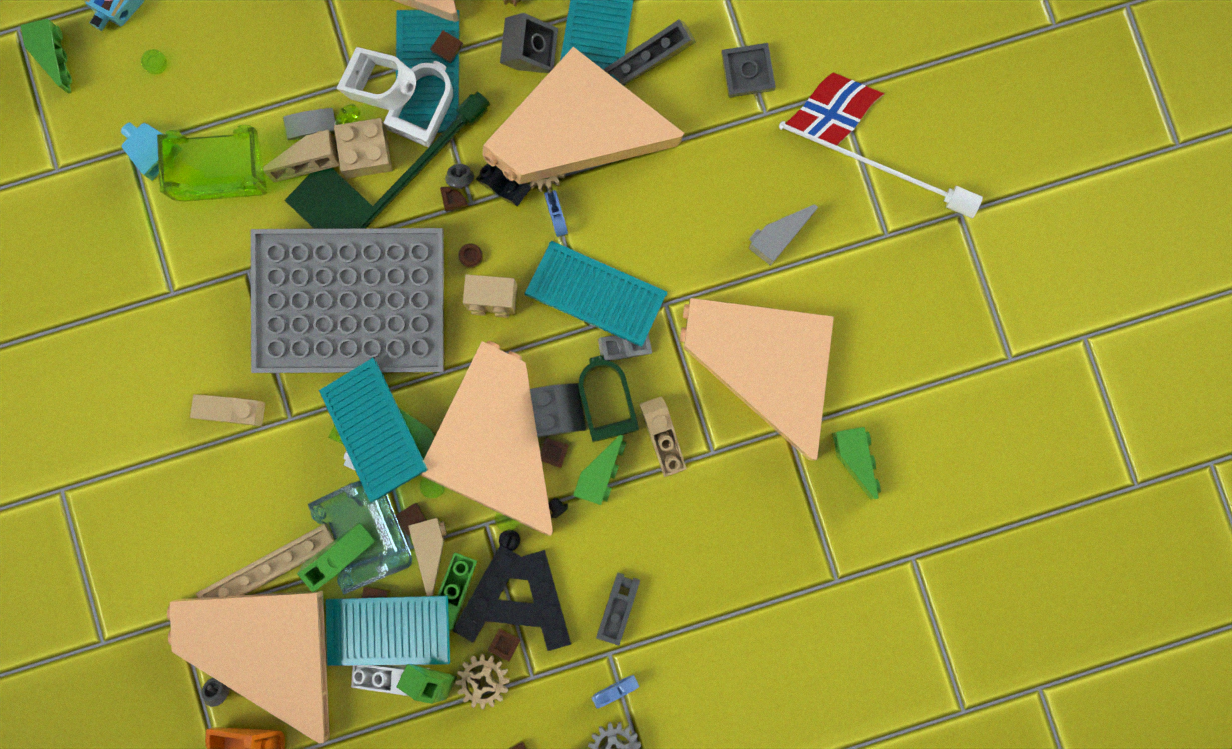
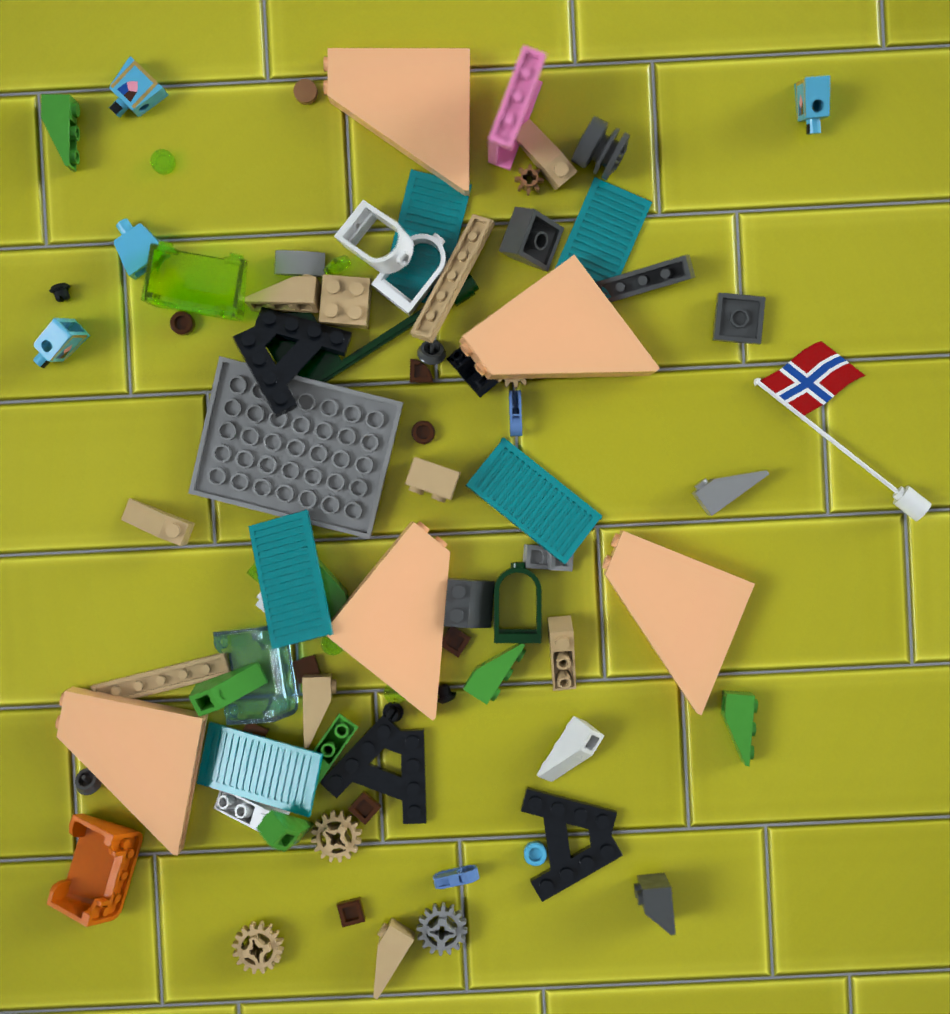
camera: 20 degrees right, 5 degrees up
(80, 209) = (61, 291): none -> black piece
(88, 256) = (59, 341): none -> medium azure torso
(208, 210) = (182, 323): none -> reddish brown tile
(334, 192) = (309, 340): none -> black plate
(446, 47) = (450, 220): reddish brown tile -> none
(461, 99) = (452, 278): none -> tan tile
(617, 610) = (477, 803): dark grey plate -> none
(689, 647) = (535, 853): none -> medium azure tile
(697, 529) = (573, 747): none -> white slope
(722, 653) = (558, 812): none -> black plate
(823, 658) = (655, 896): none -> dark grey slope

